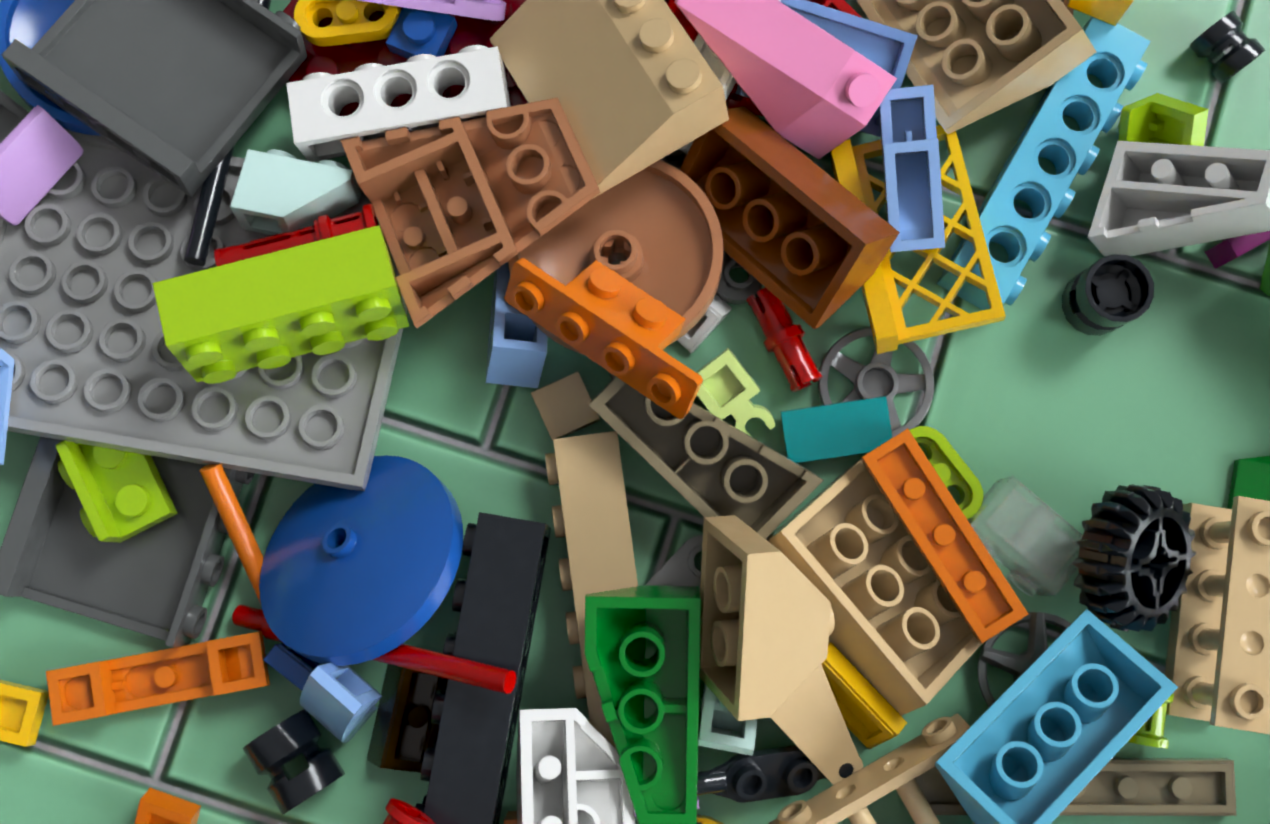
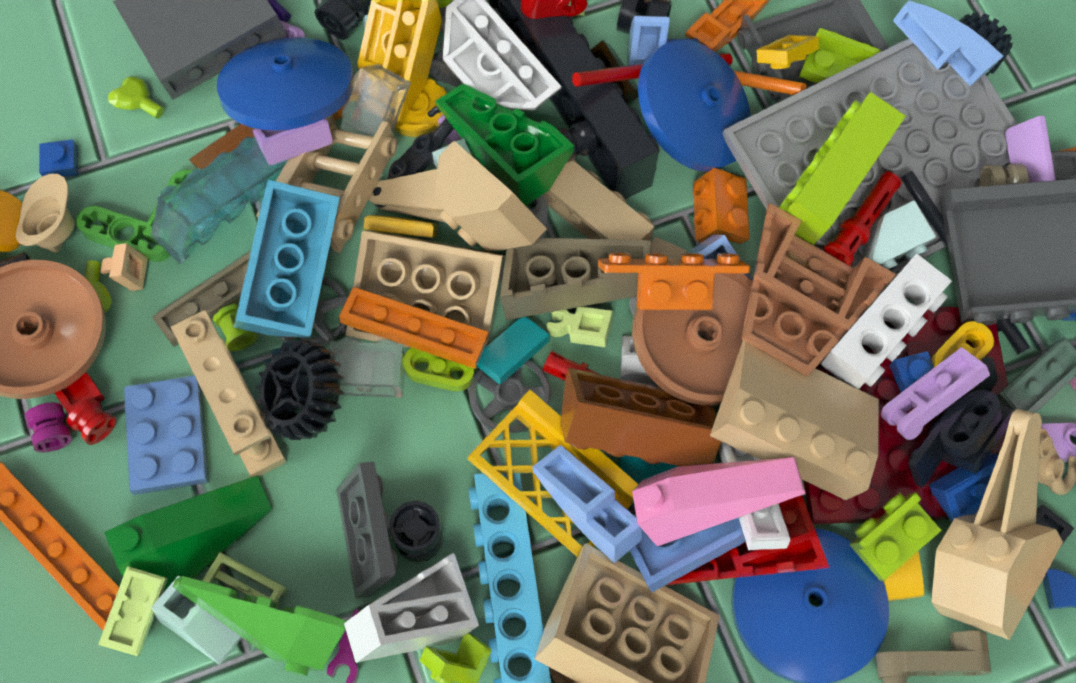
camera: 145 degrees right, 15 degrees down
(84, 156) = (996, 175): none -> dark tan wheel
(170, 542) = (787, 50): none -> yellow plate
(440, 414) = (721, 206): none -> orange bracket
(557, 623) = (582, 137): none -> black wheel
(1167, 331) = (366, 530): none -> dark grey plate

